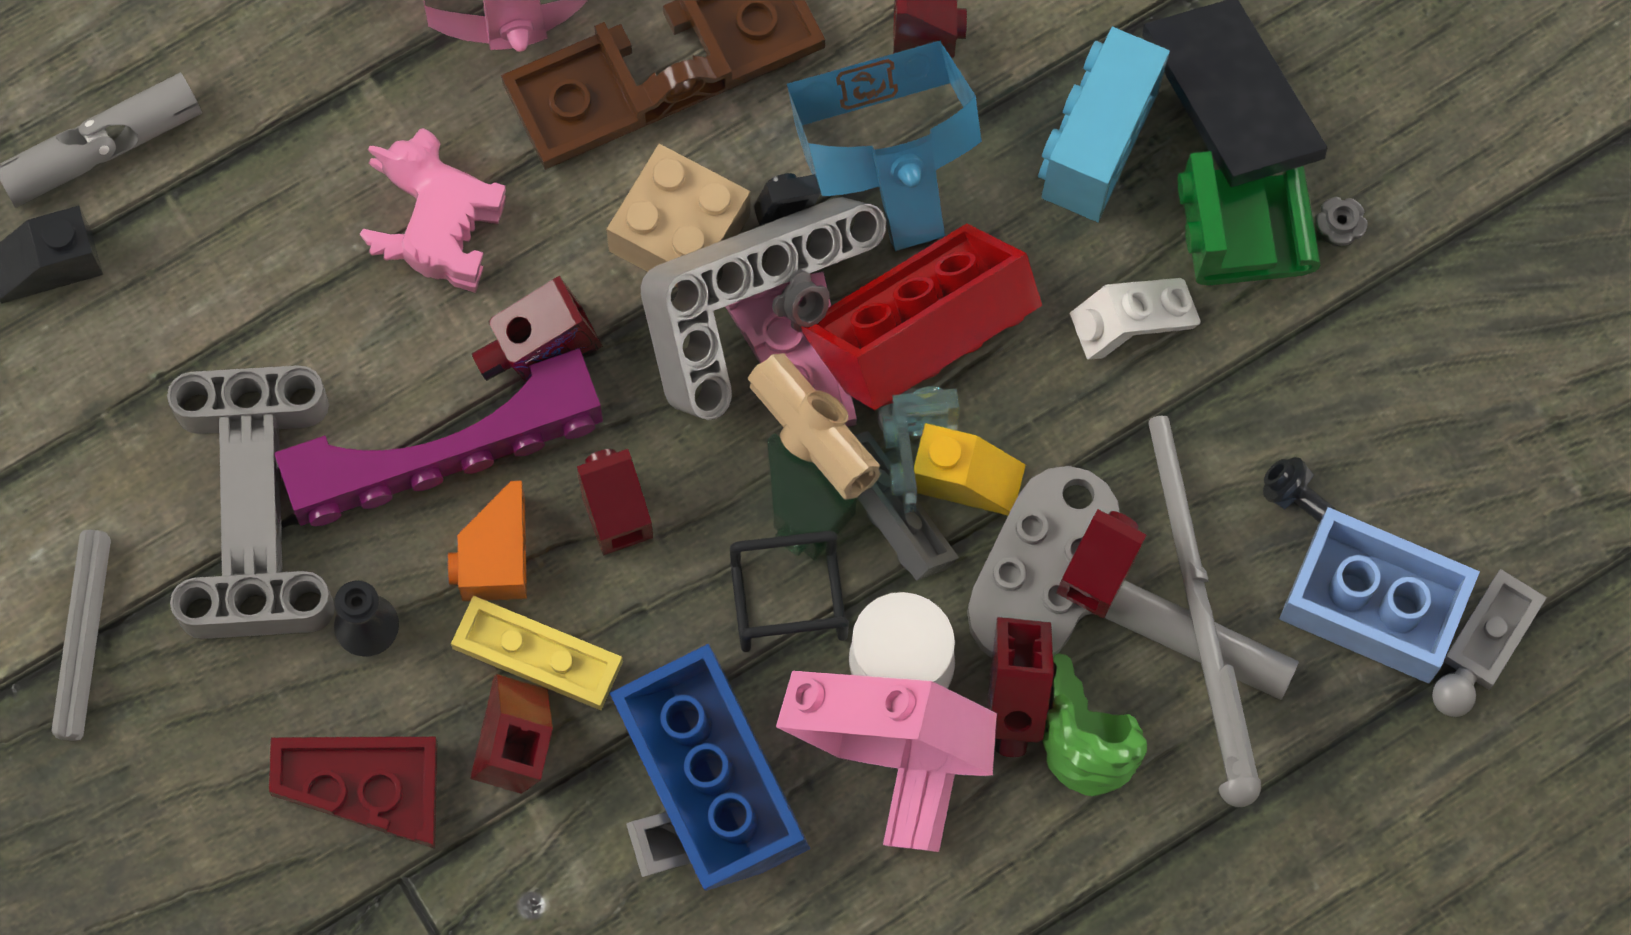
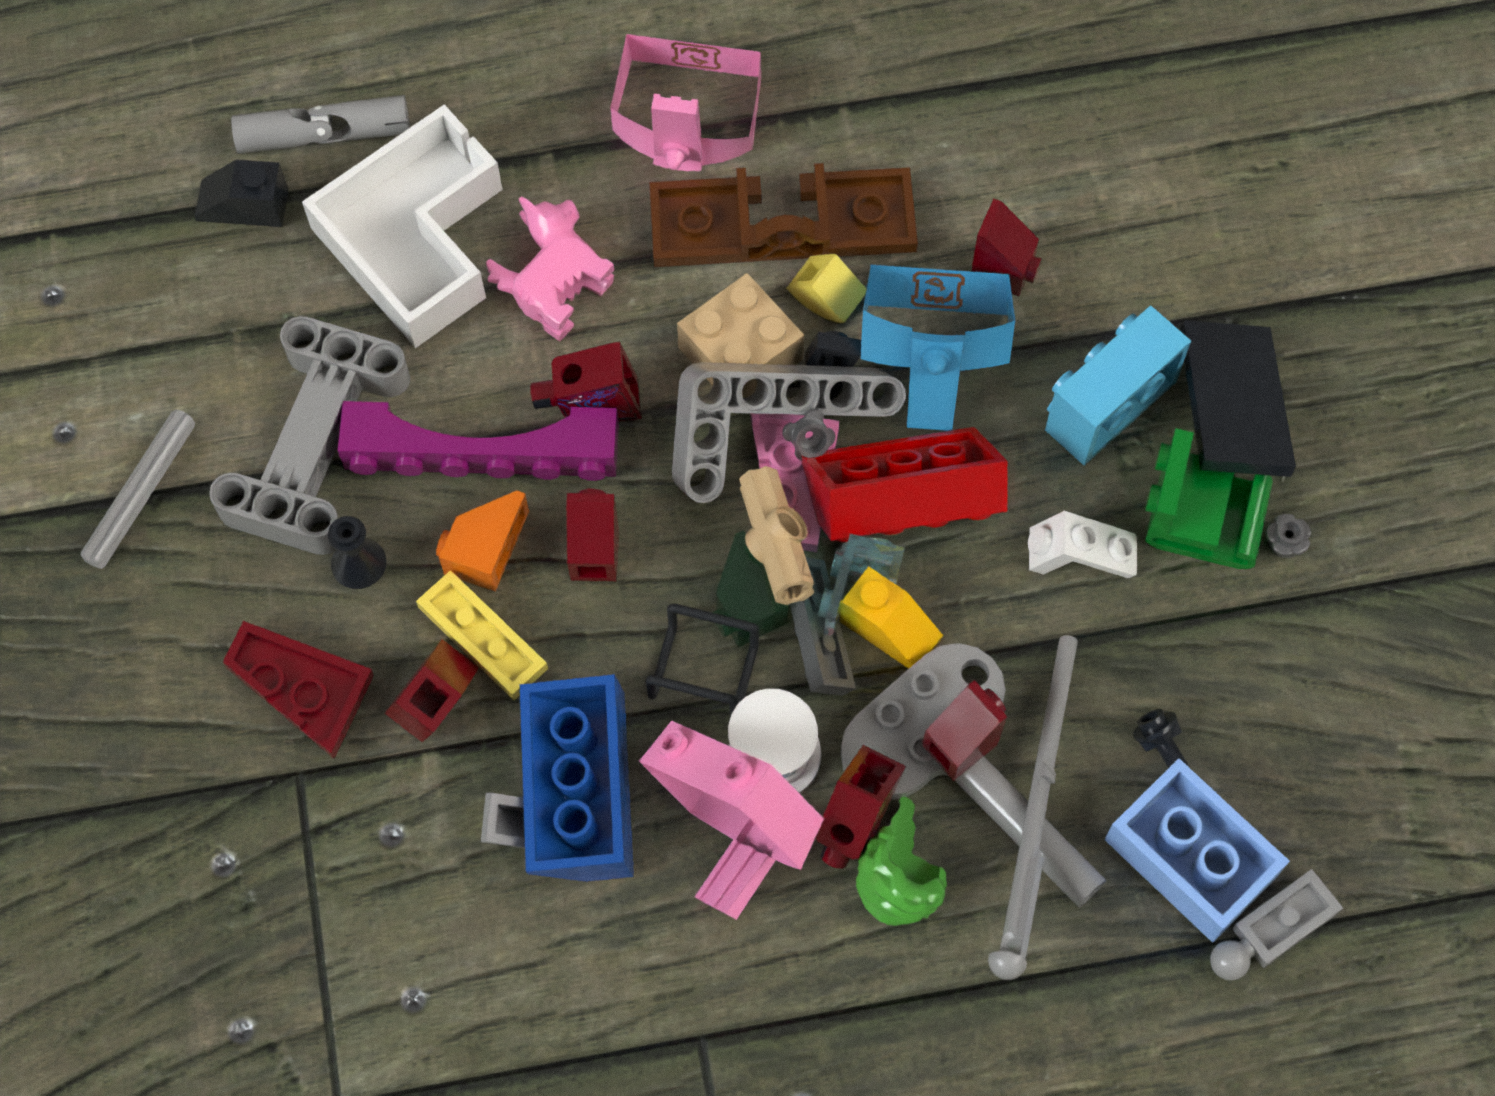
camera: 25 degrees right, 5 degrees down
(230, 224) = (391, 219): none -> white piece
(746, 125) = (827, 287): none -> light yellow brick

